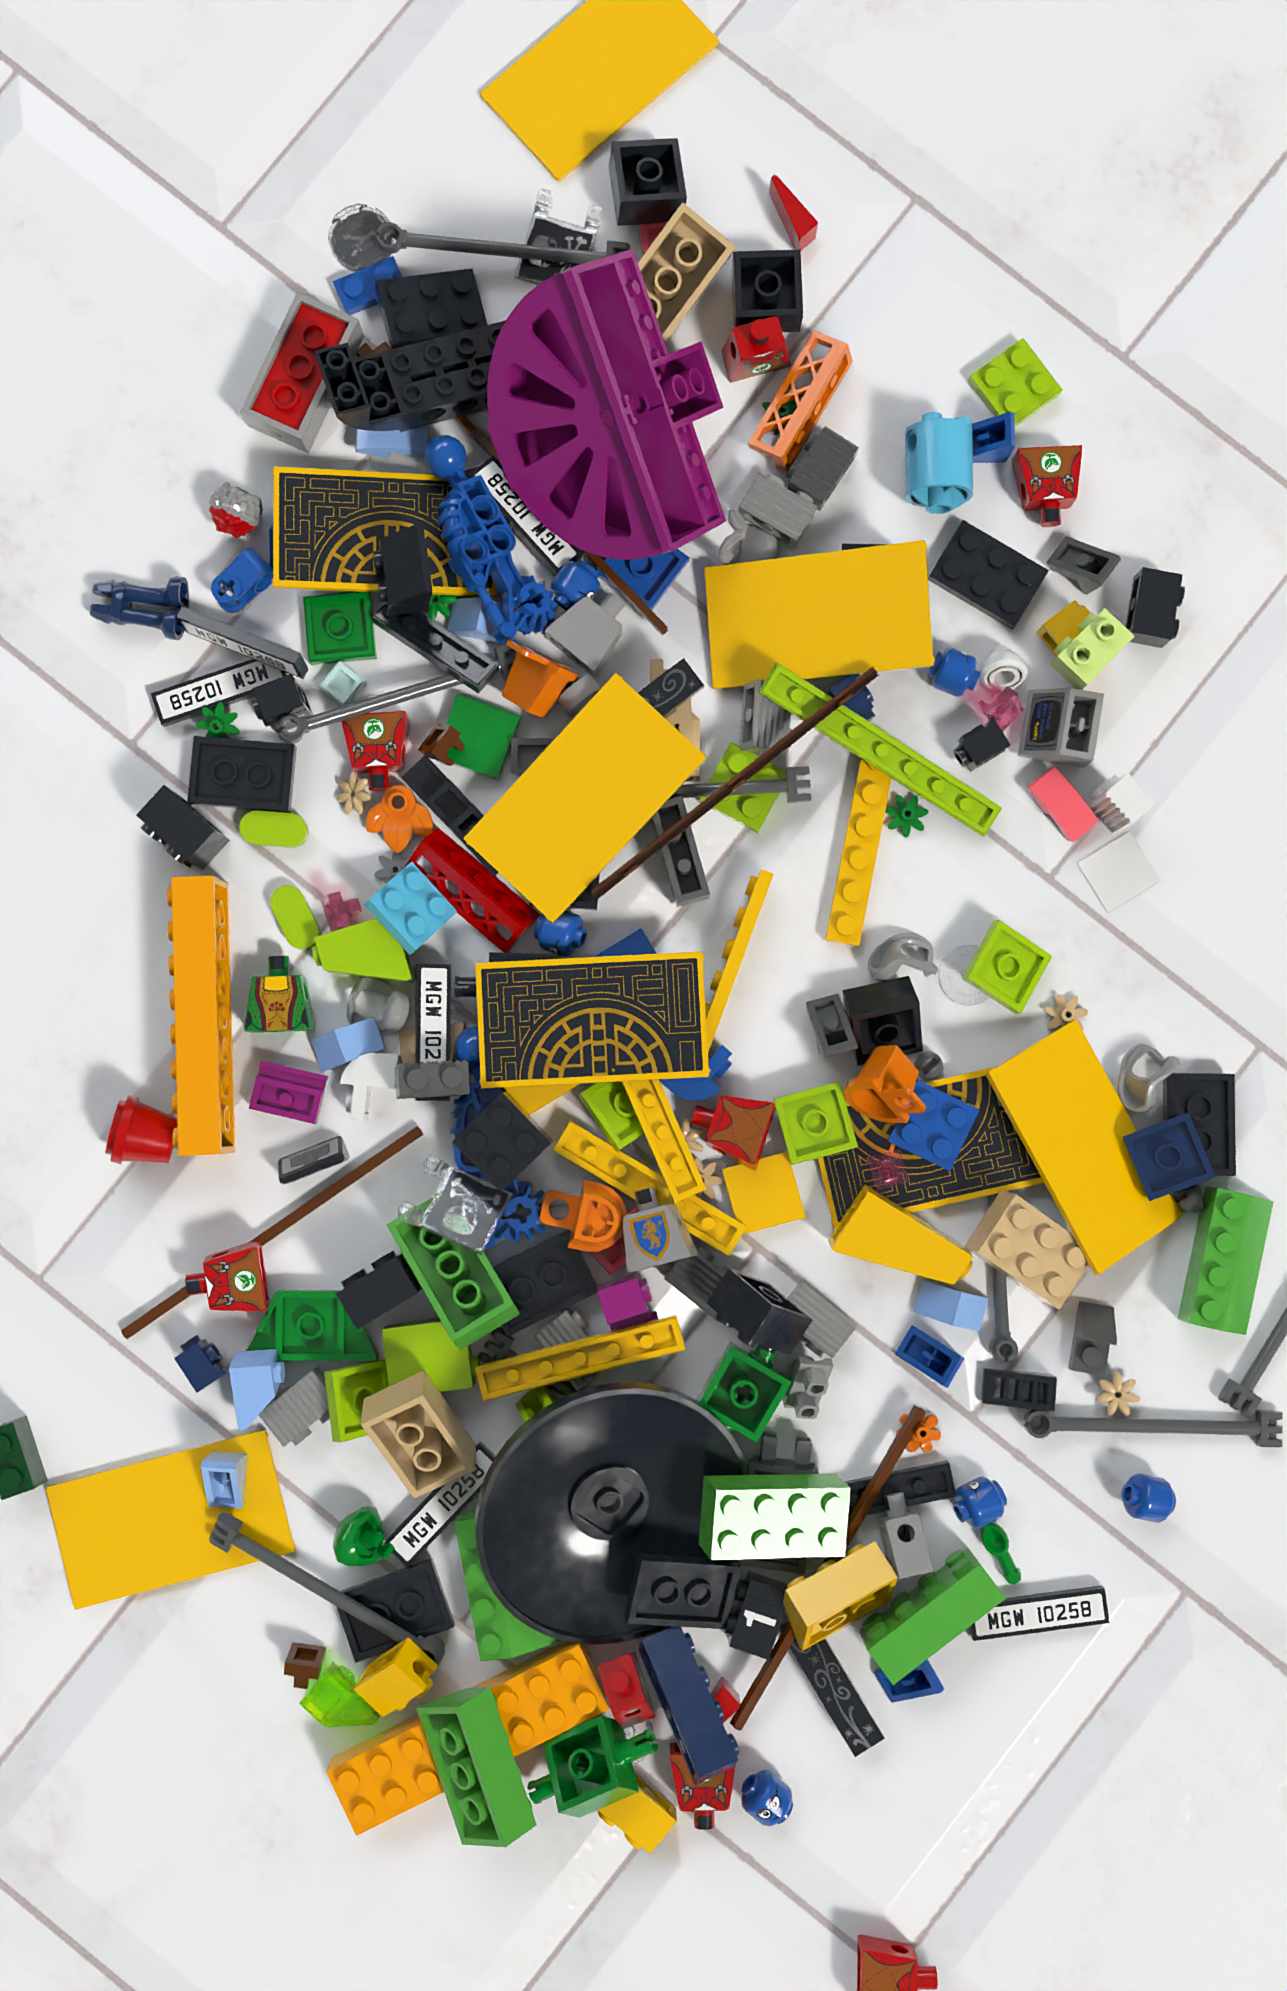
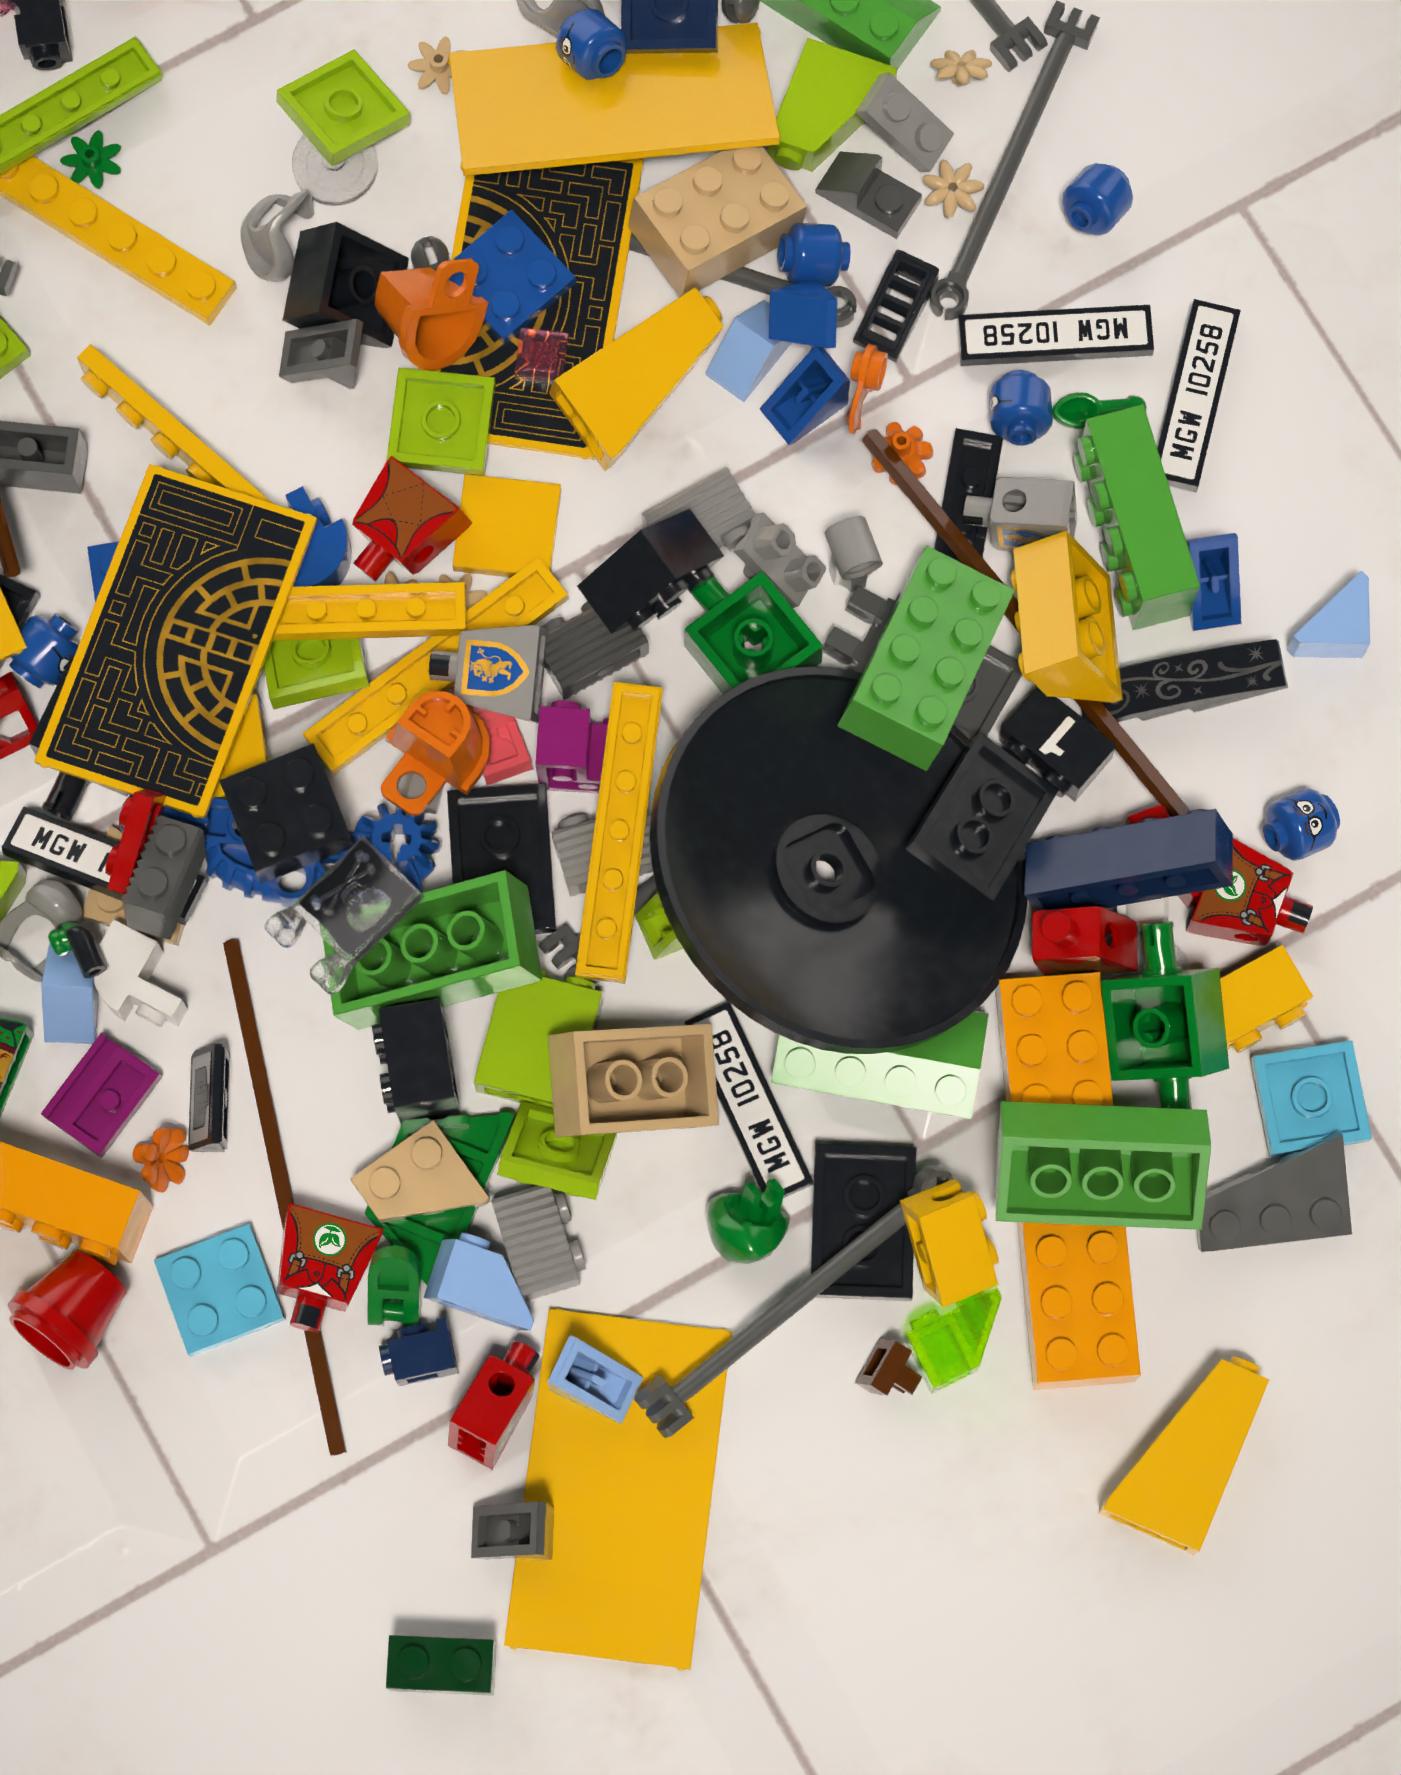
camera: 65 degrees left, 10 degrees down
(110, 1468) = (513, 1531): none -> dark grey slope
(170, 1430) = (487, 1420): none -> red torso
(197, 1217) = (219, 1290): none -> medium azure plate
(235, 1330) = (394, 1275): none -> green plate
(262, 1147) = (162, 1158): none -> orange plant
(308, 1318) = (418, 1178): none -> tan wing
(322, 1881) = (1188, 1465): none -> yellow slope
(373, 1043) = (84, 947): none -> black arm
(458, 1050) = (137, 819): none -> red plate
(514, 1885) = (1283, 1203): none -> dark grey wing
(586, 1871) = (1310, 1097): none -> medium azure plate
(829, 1435) = (852, 552): none -> light grey piece
(916, 1773) = (1339, 627): none -> light blue slope
(958, 1395) = (869, 372): none -> orange plate
(982, 1340) = (803, 314): none -> blue slope
(1031, 1321) = (813, 253): none -> blue head
(1042, 1503) = (1055, 335): none -> tile
(1117, 1116) = (591, 44): none -> blue head
(1145, 1286) = (822, 104): none -> lime slope
(1149, 1347) = (905, 122): none -> light grey plate
(1206, 1367) = (961, 68): none -> tan plant

